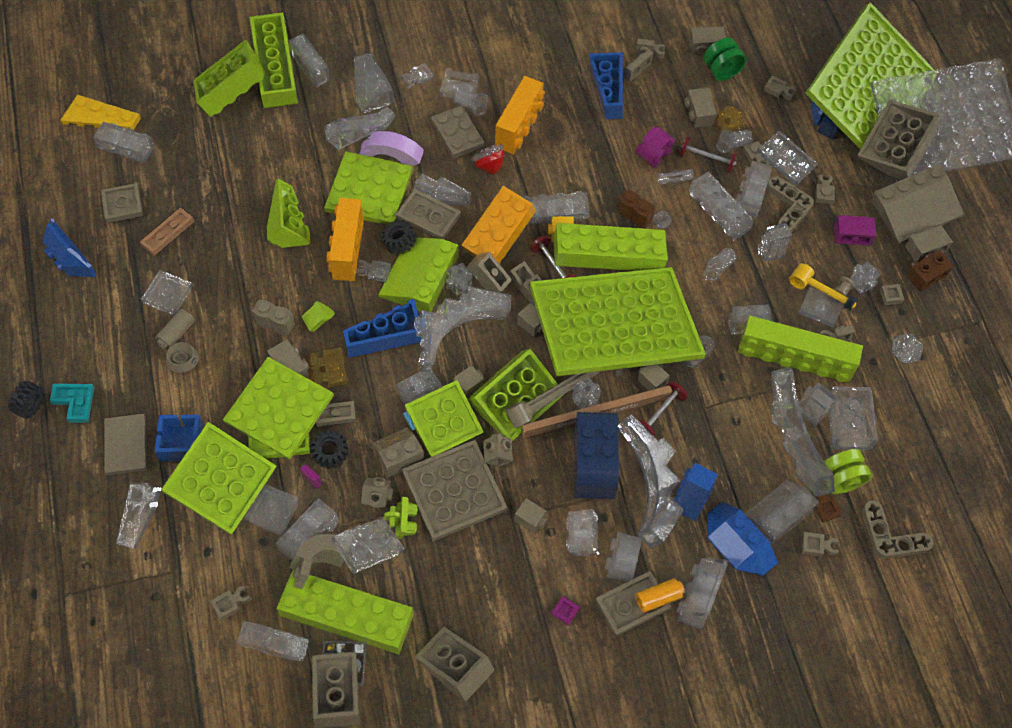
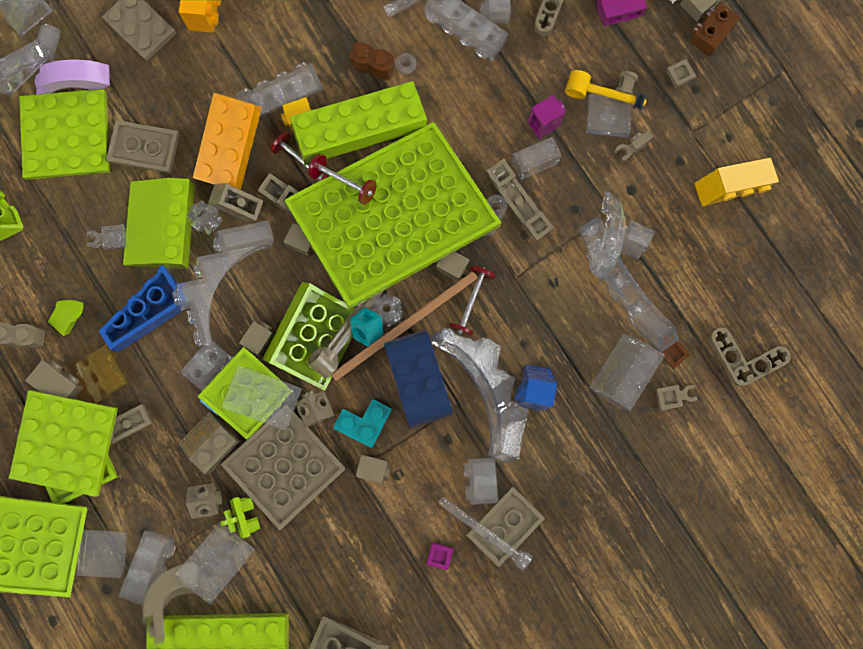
camera: 15 degrees left, 20 degrees up
(311, 476) = (128, 505): magenta tile -> none
(329, 460) = (124, 462): black tyre -> none
(345, 239) = (60, 213): light orange brick -> none
(396, 245) = (110, 186): black tyre -> none
(443, 190) = (147, 111): clear slope -> none
(458, 423) = (261, 397): none -> clear plate
(490, 159) = (187, 51): red hair -> none
(533, 483) = (367, 428): none -> teal plate
(565, 398) = (366, 326): none -> teal brick
(582, 533) = (432, 471): clear brick -> none
(600, 294) = (318, 166): none -> dark red axle
(638, 632) = (521, 558): none -> clear piece
(659, 595) = (530, 514): light orange brick -> none
(701, 591) = (571, 493): clear slope -> none
(718, 264) = (485, 99): clear piece -> none
(724, 347) = (518, 201): none -> dark tan slope
(739, 540) = (592, 420): blue wedge -> none
(768, 288) = (546, 116): none -> magenta brick
(774, 242) = (538, 53): clear brick -> none
(797, 392) = (606, 258): none -> clear slope
(800, 349) = (594, 178): lime brick -> none
(848, 470) = (685, 311): lime wheel -> none
(853, 418) = (675, 242): clear brick -> none
(865, 277) = (647, 62): clear brick -> none
(907, 348) = (713, 137): clear brick -> none
(918, 388) = (736, 181): none -> yellow wedge

